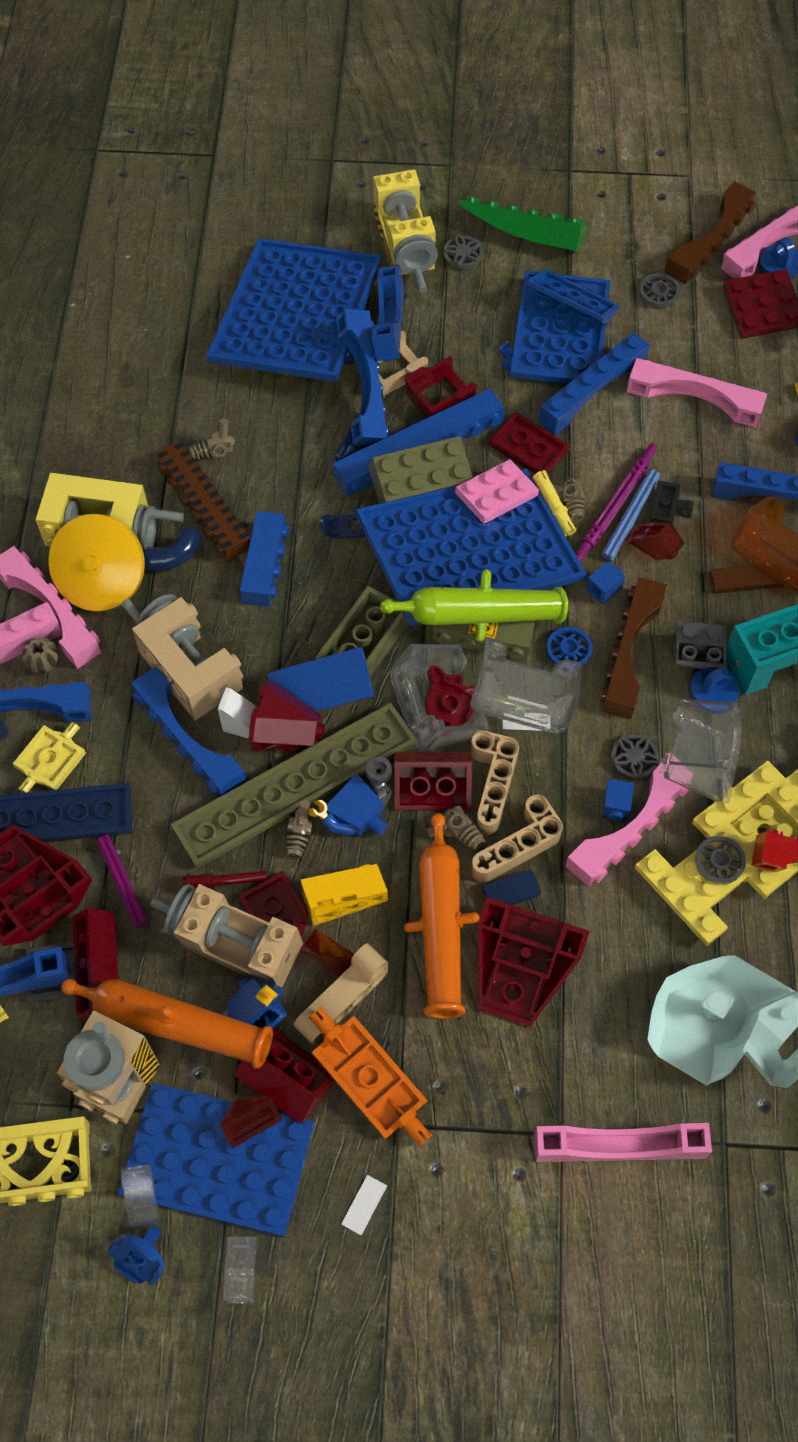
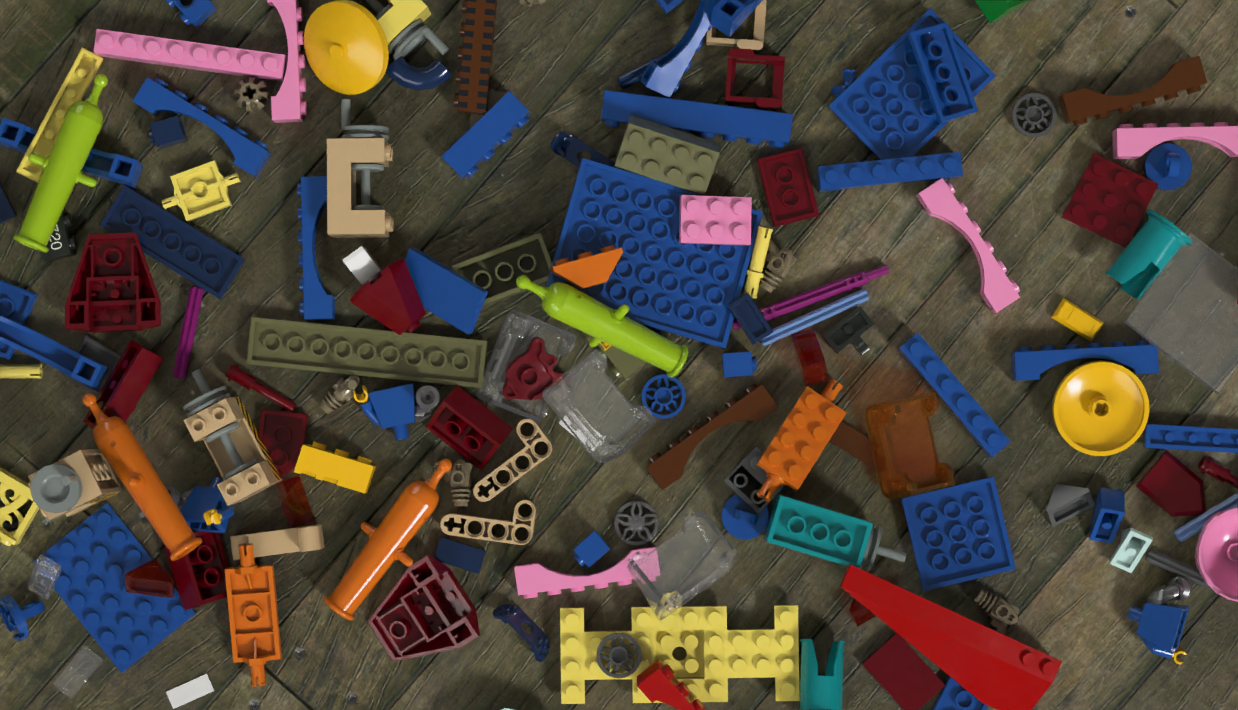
camera: 45 degrees right, 25 degrees up
(432, 572) = (589, 268): none -> orange slope
(586, 541) = (750, 318): none -> dark blue tile
(599, 902) = (514, 617): none -> dark blue piece
(707, 592) = (800, 439): none -> orange plate

